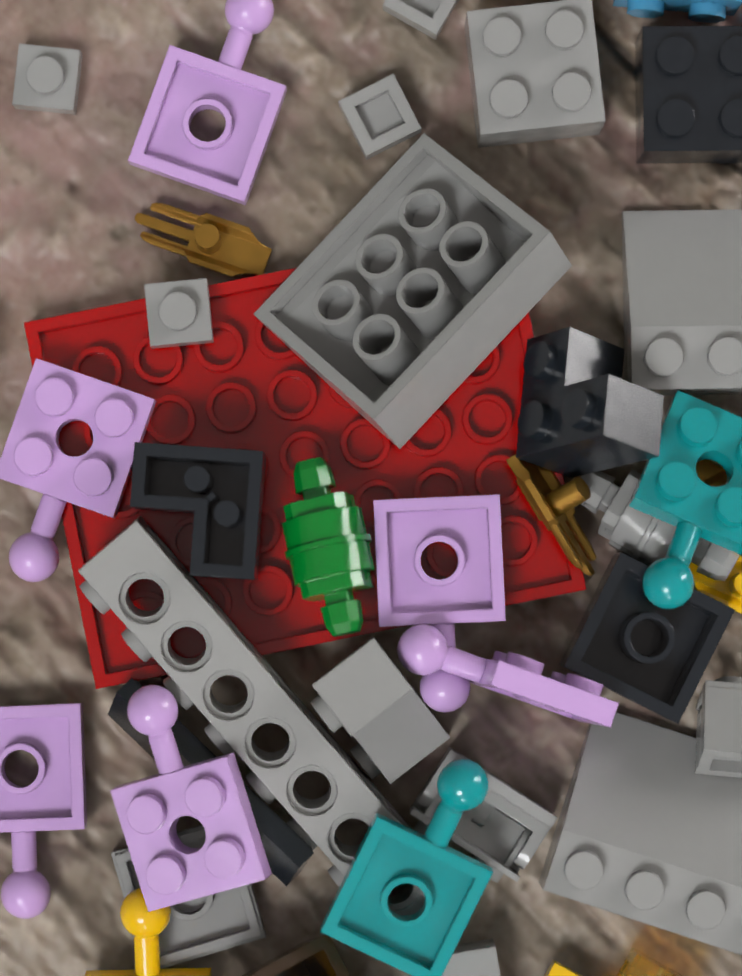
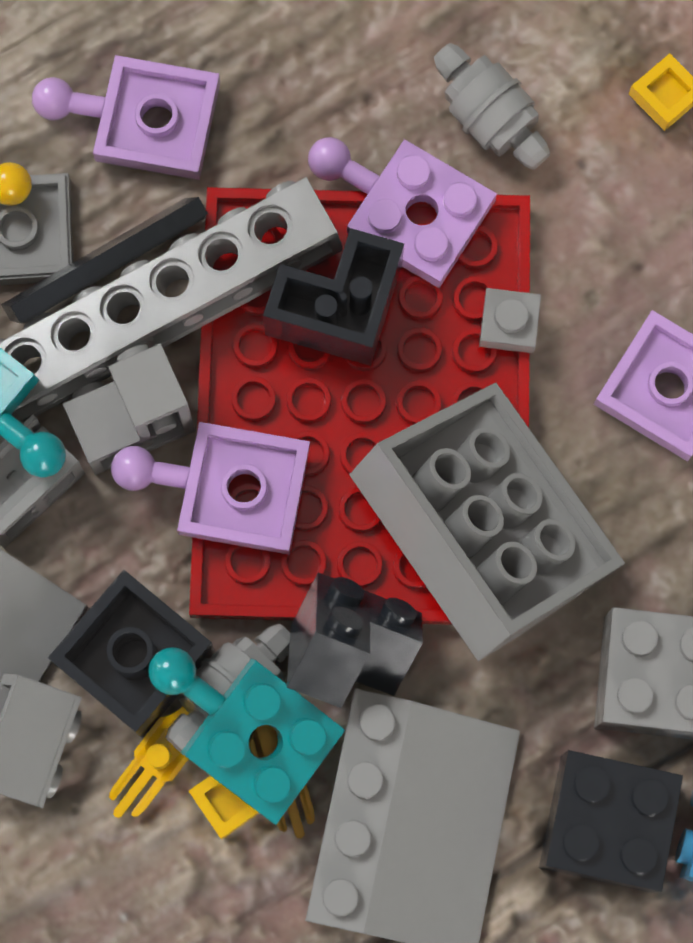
camera: 100 degrees right, 10 degrees down
(204, 790) = (96, 241): lavender plate -> none
(212, 243) = (565, 368): pearl gold piece -> none
(328, 546) = (278, 393): green piece -> none
(379, 116) = (648, 533): light grey plate -> none
(425, 651) = (126, 520): lavender plate -> none
(556, 508) = (266, 601): pearl gold piece -> none

